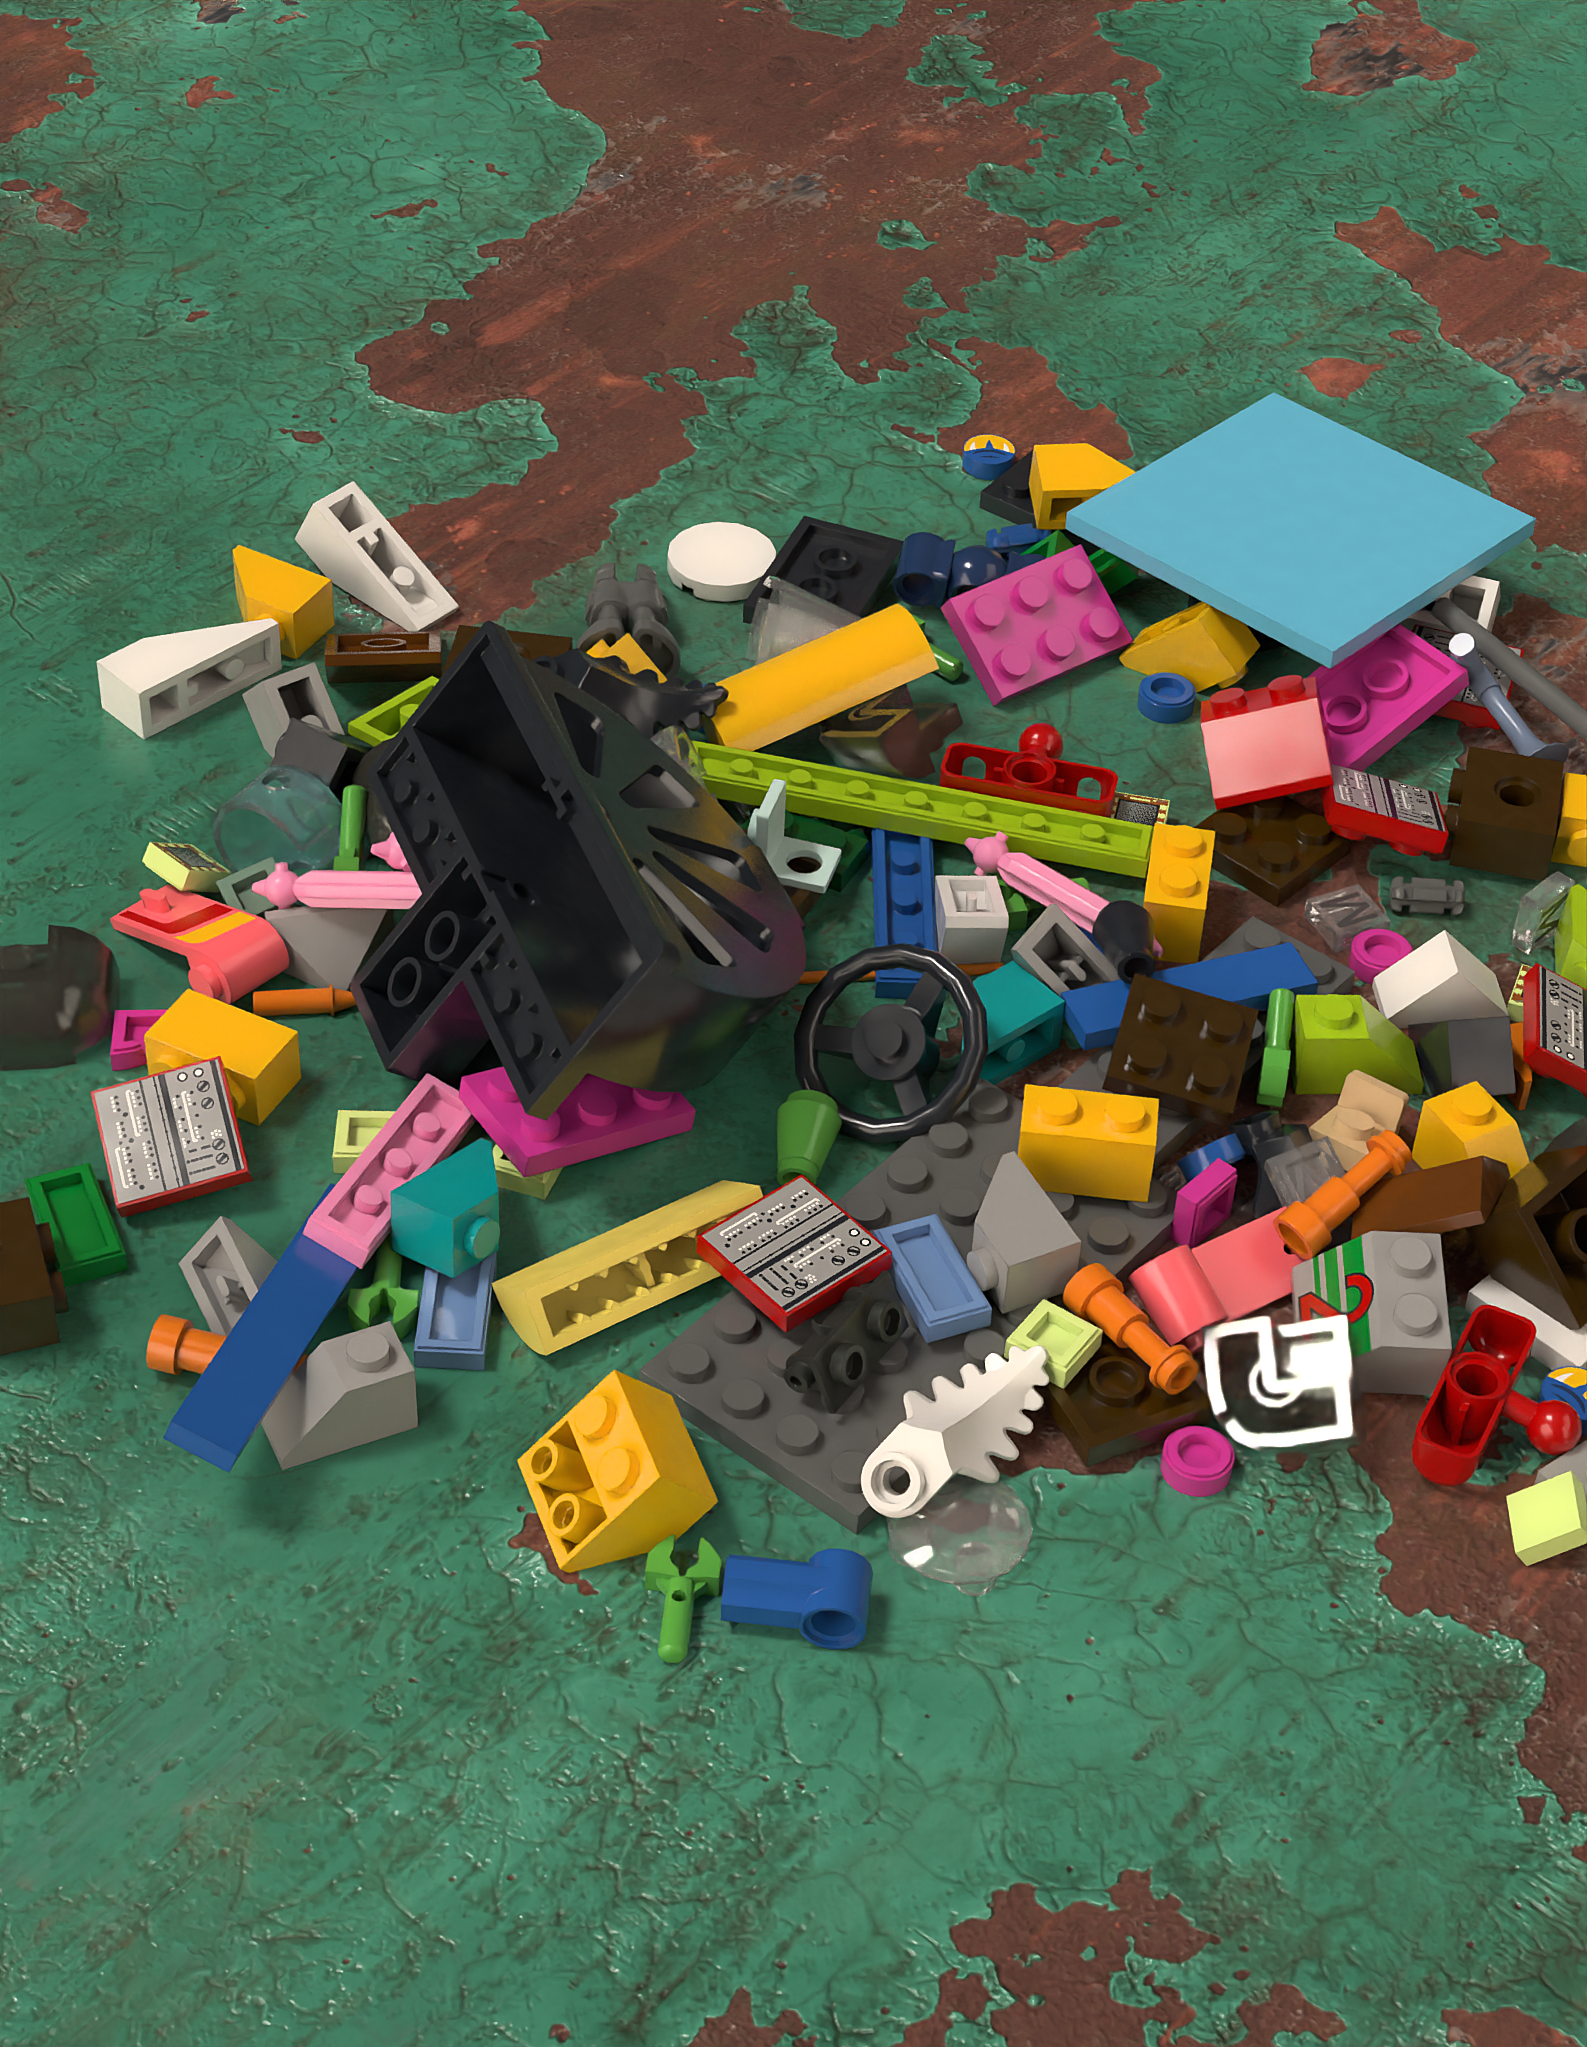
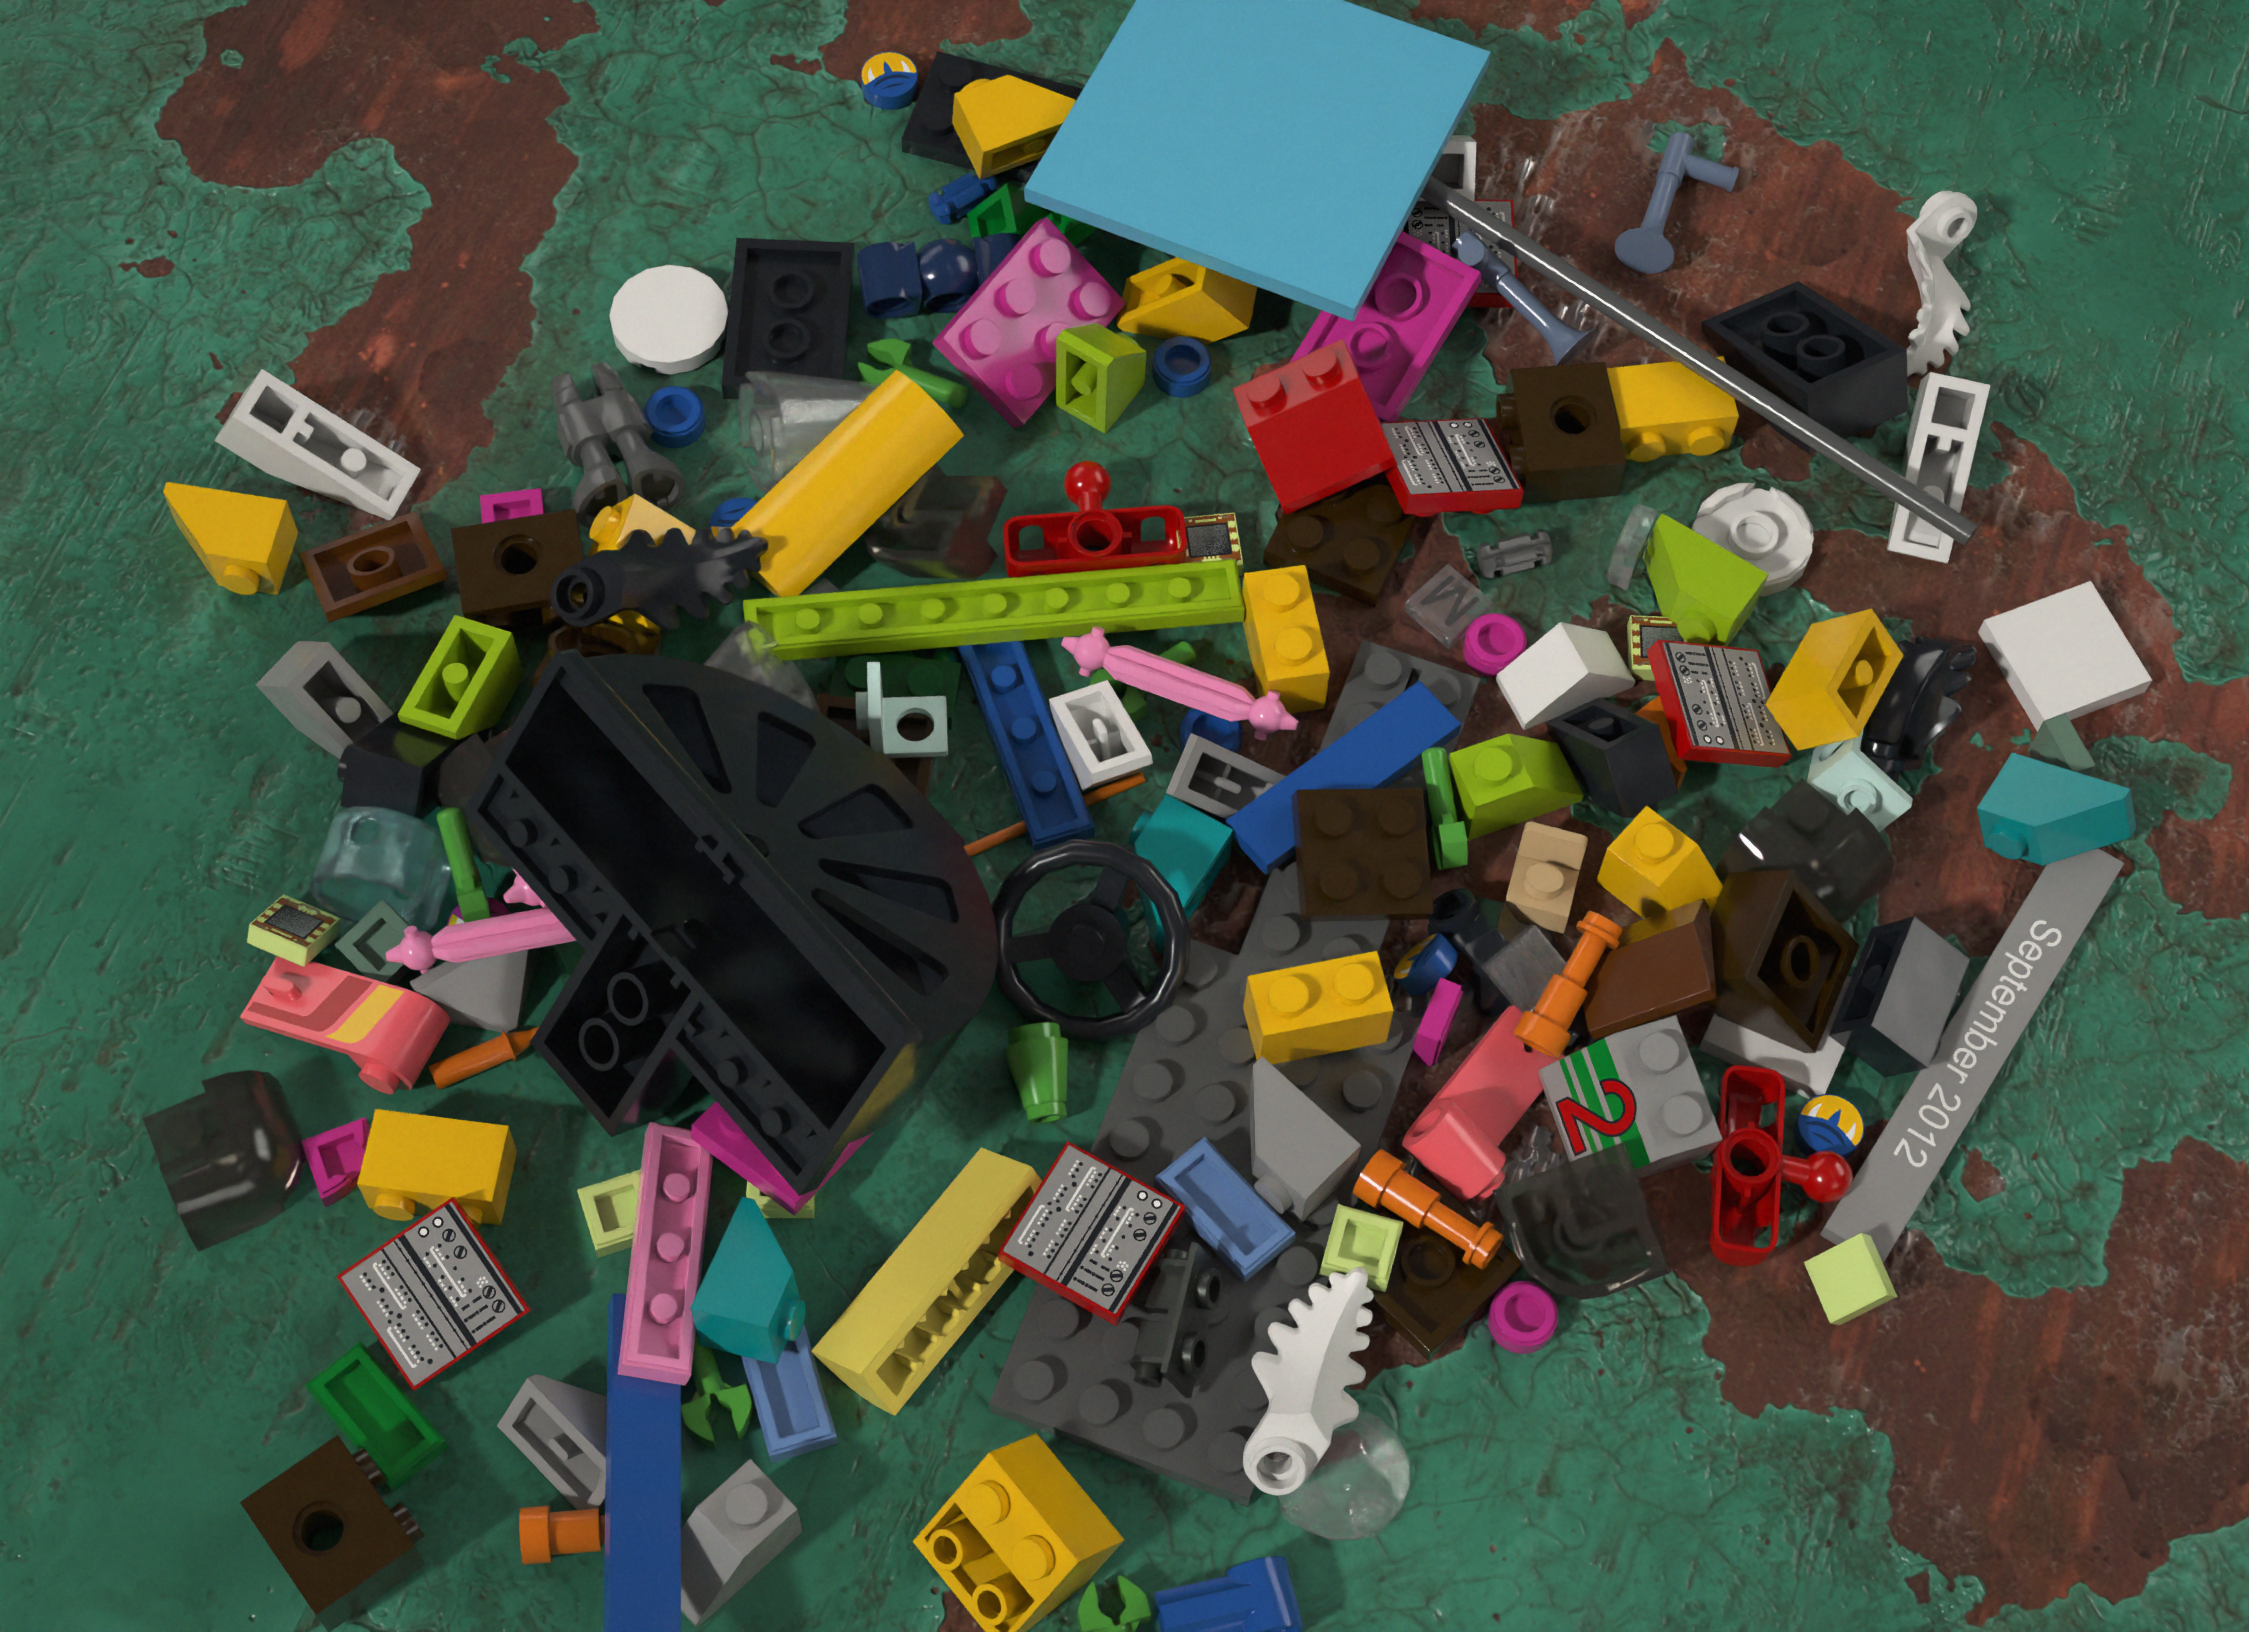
camera: 20 degrees left, 20 degrees up
(185, 672) = (172, 671): white slope -> none
(695, 624) = (675, 416): none -> blue tile
(1082, 671) = (1097, 373): none -> lime slope
(1126, 938) = (1269, 738): black cone -> none

